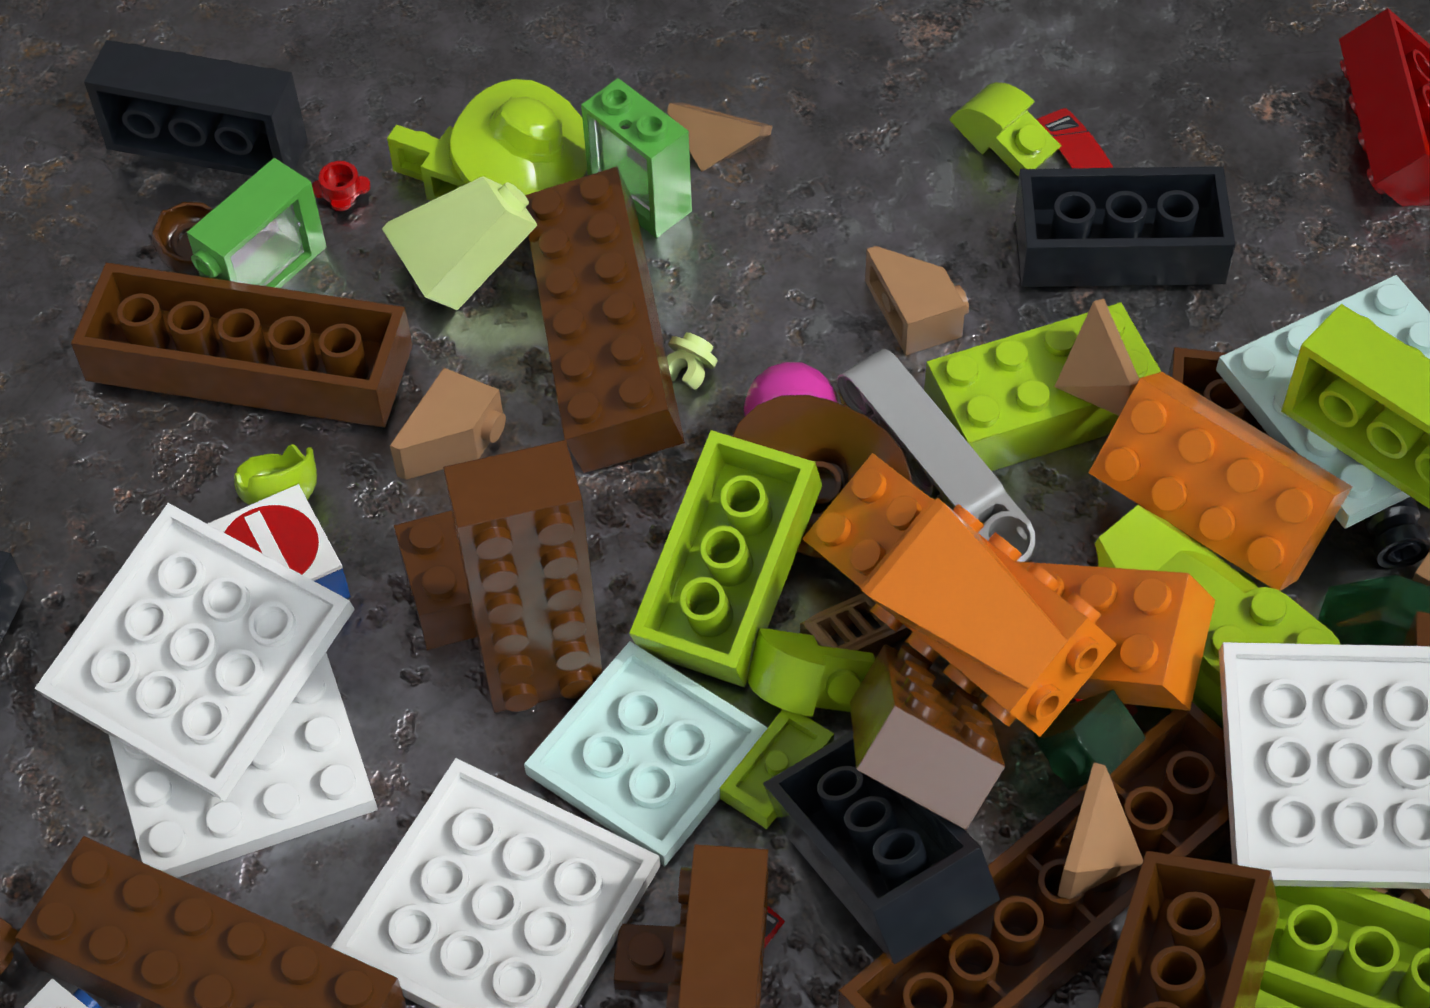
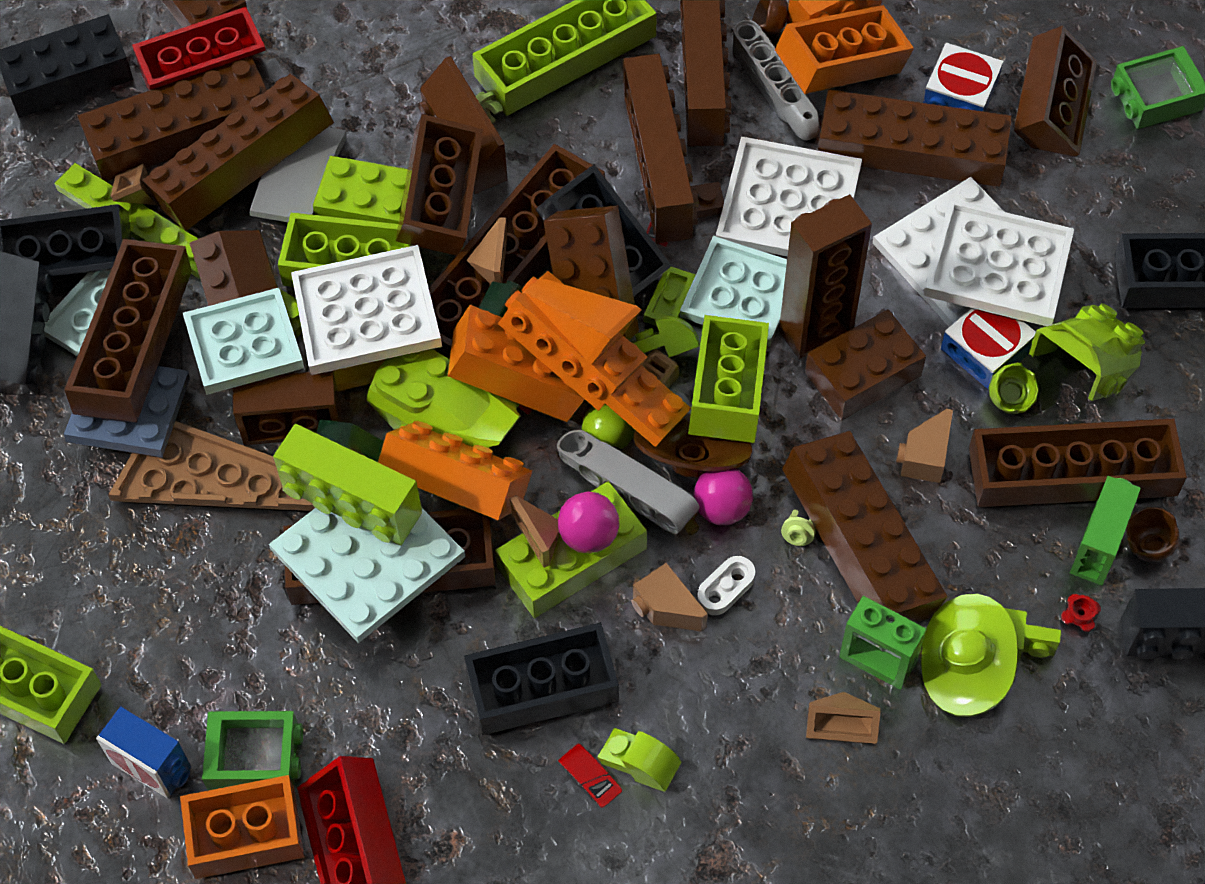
camera: 165 degrees right, 5 degrees up
(116, 484) = (1097, 342): none -> lime slope
(460, 238) = (978, 561): yellowish green slope -> none
(819, 308) = (724, 586): none -> white plate
(1022, 337) = (588, 522): none -> dark pink piece

